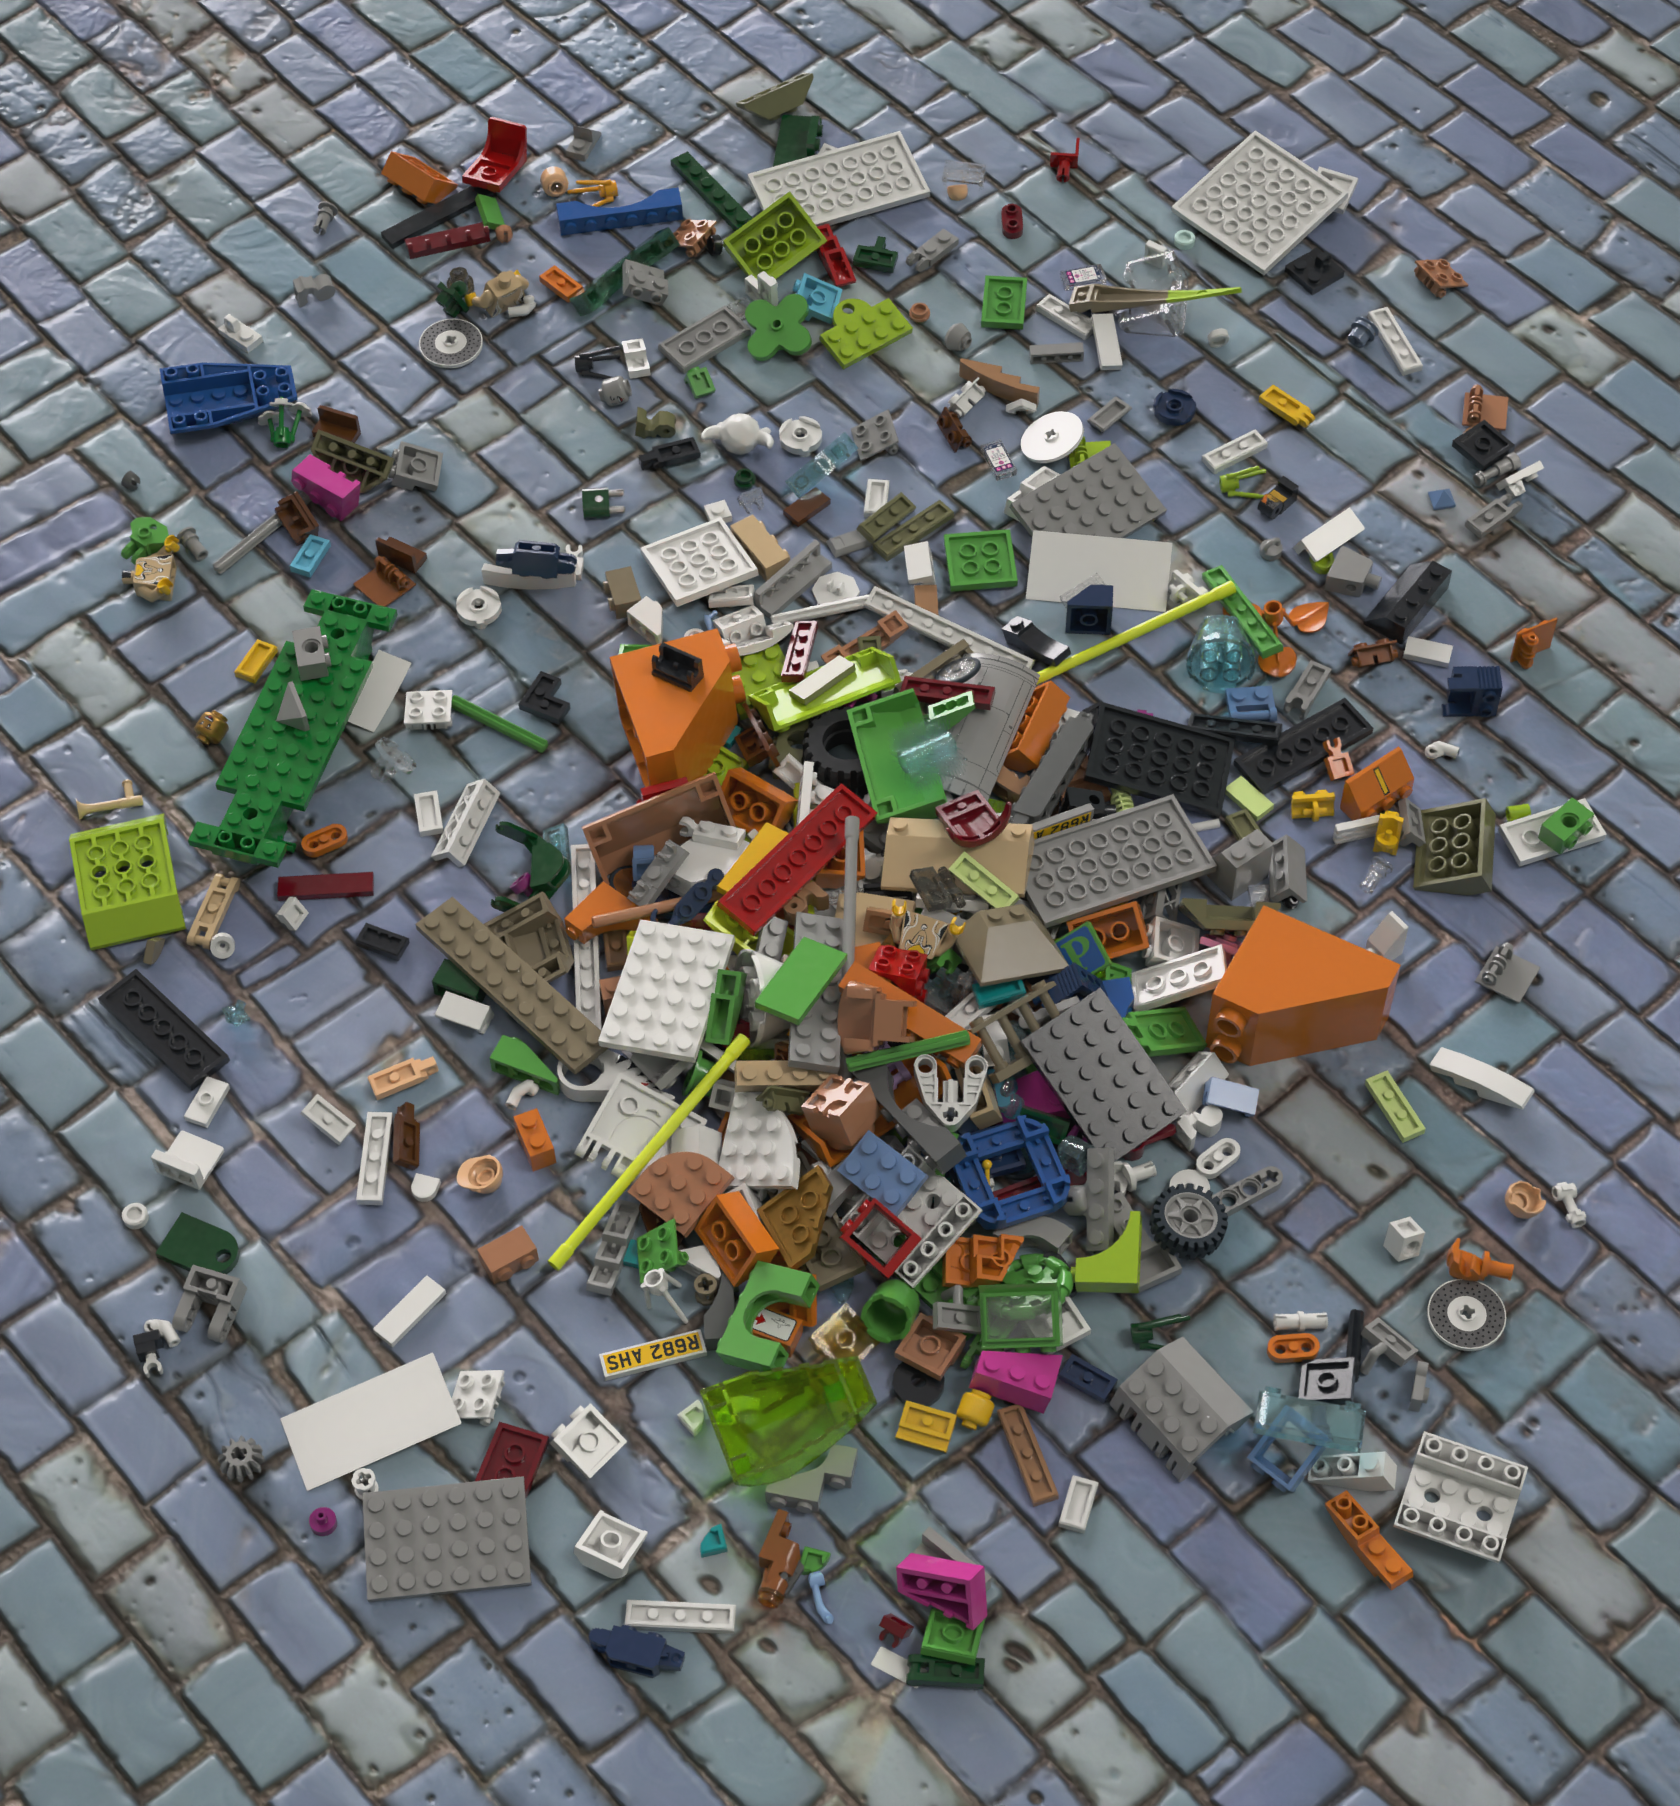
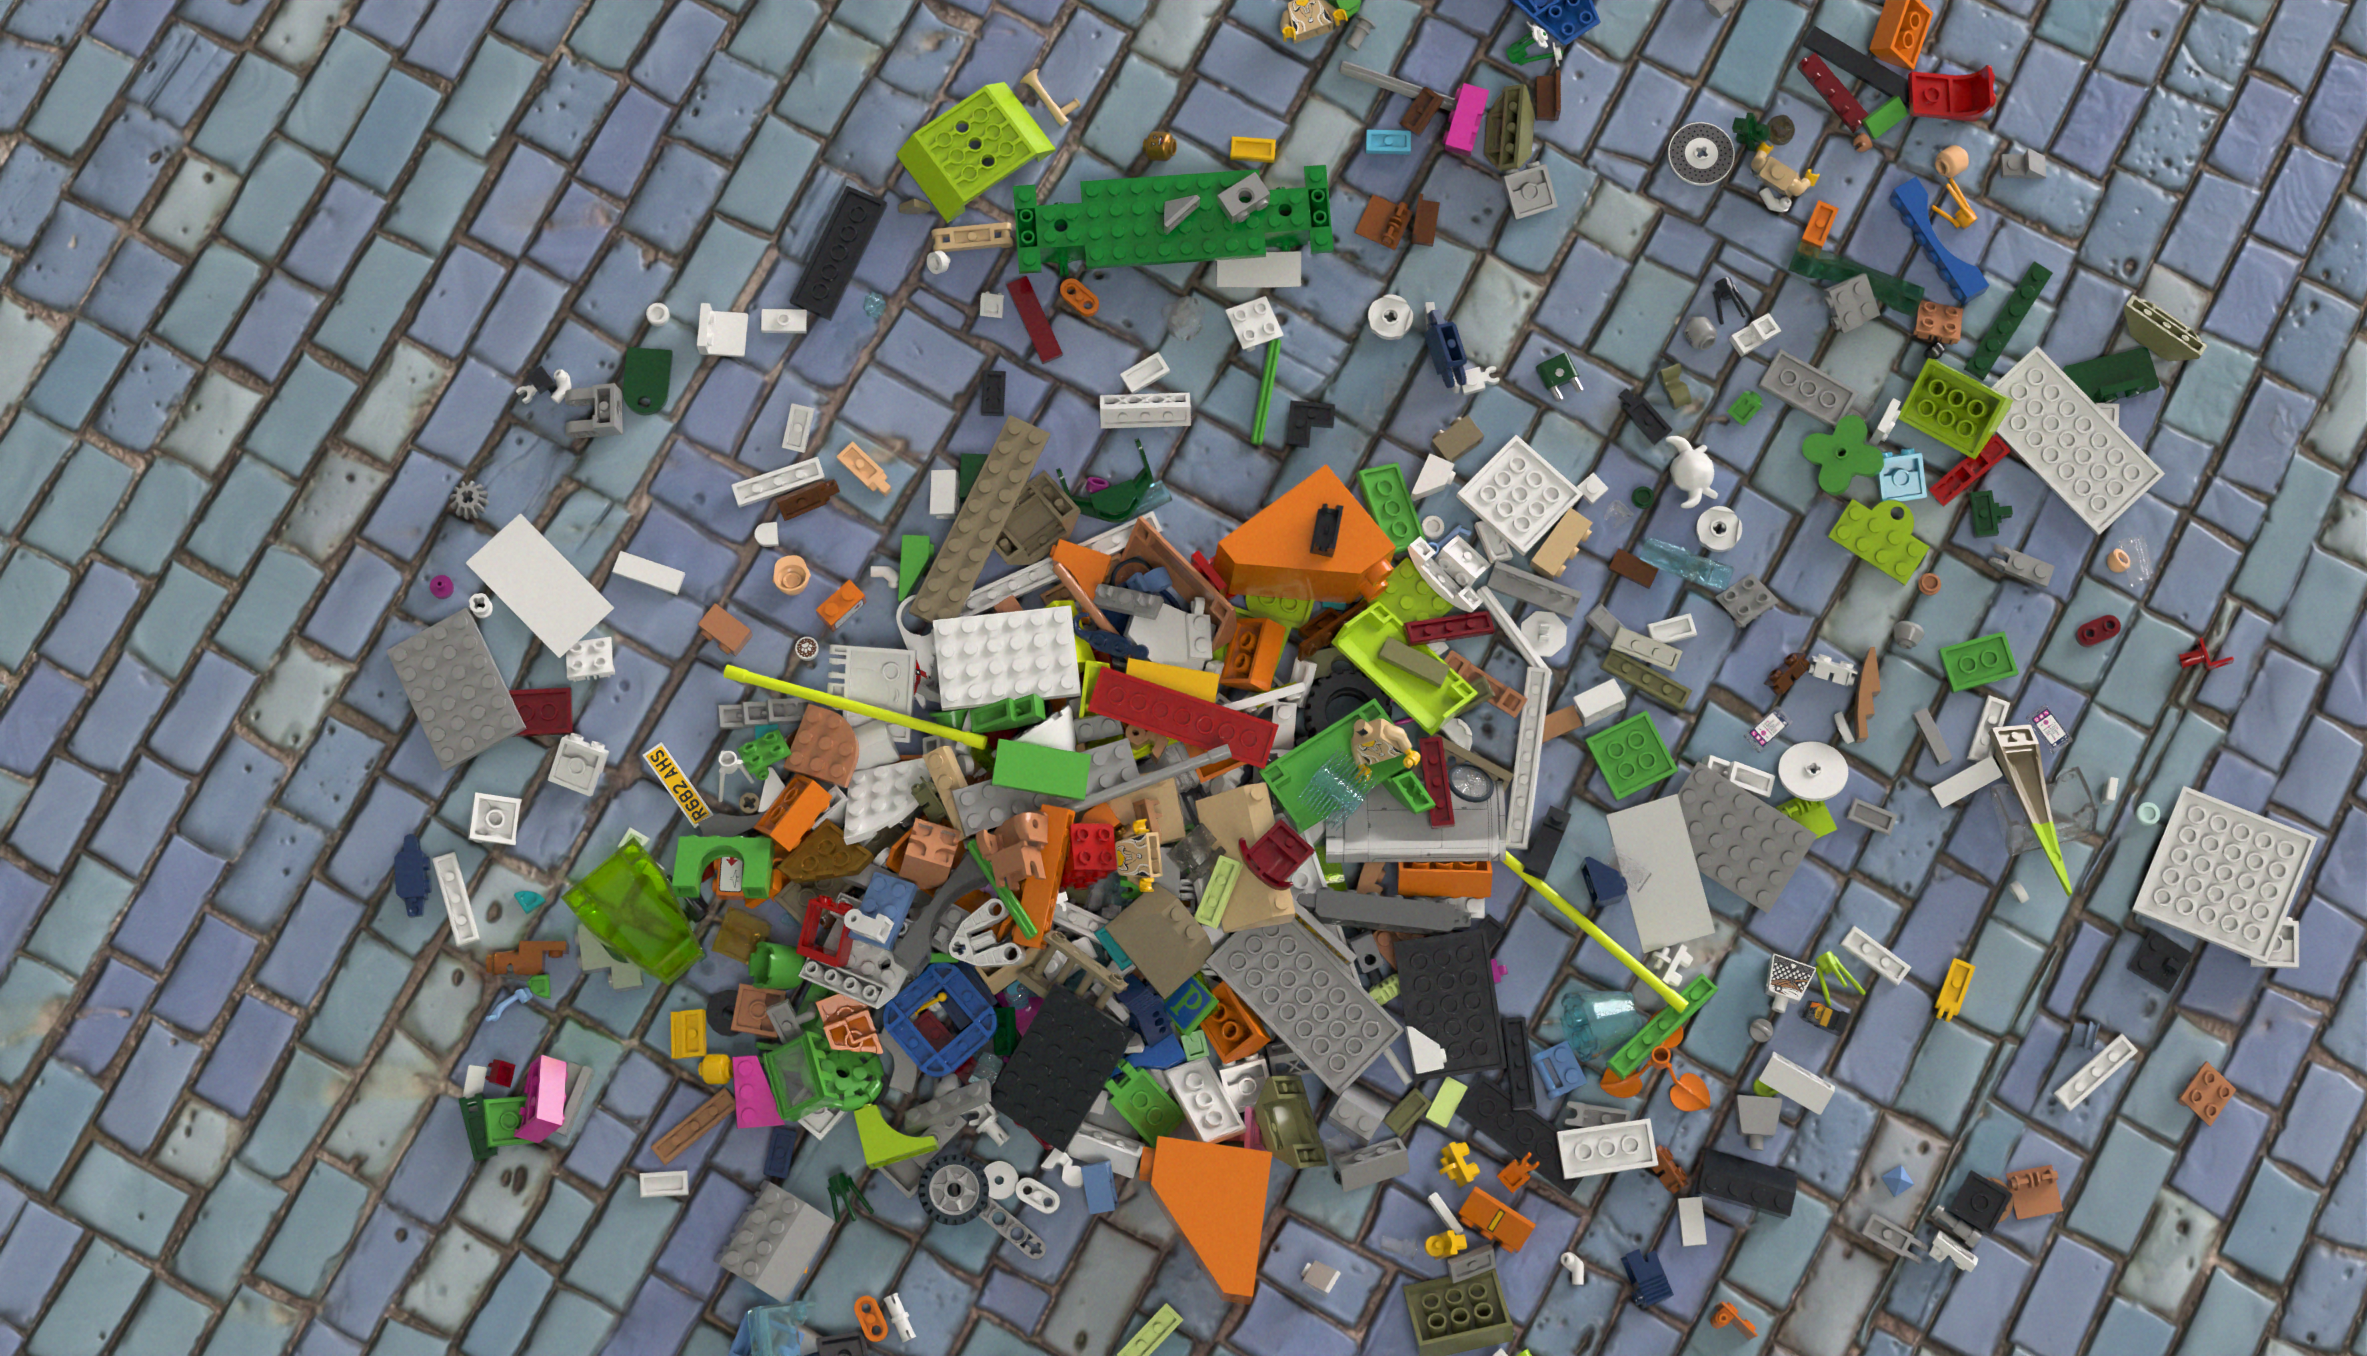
camera: 65 degrees right, 20 degrees up
(563, 1189) = (807, 648): none -> tile
(895, 706) = (1378, 742): none -> tan torso
(896, 1182) = (874, 929): none -> white leg
(1174, 407) = (1917, 872): dark blue plate -> none
(1198, 789) = (1424, 1052): none -> white slope
(1234, 514) = (1787, 981): none -> torso
(1341, 684) = (1607, 1149): none -> white plate

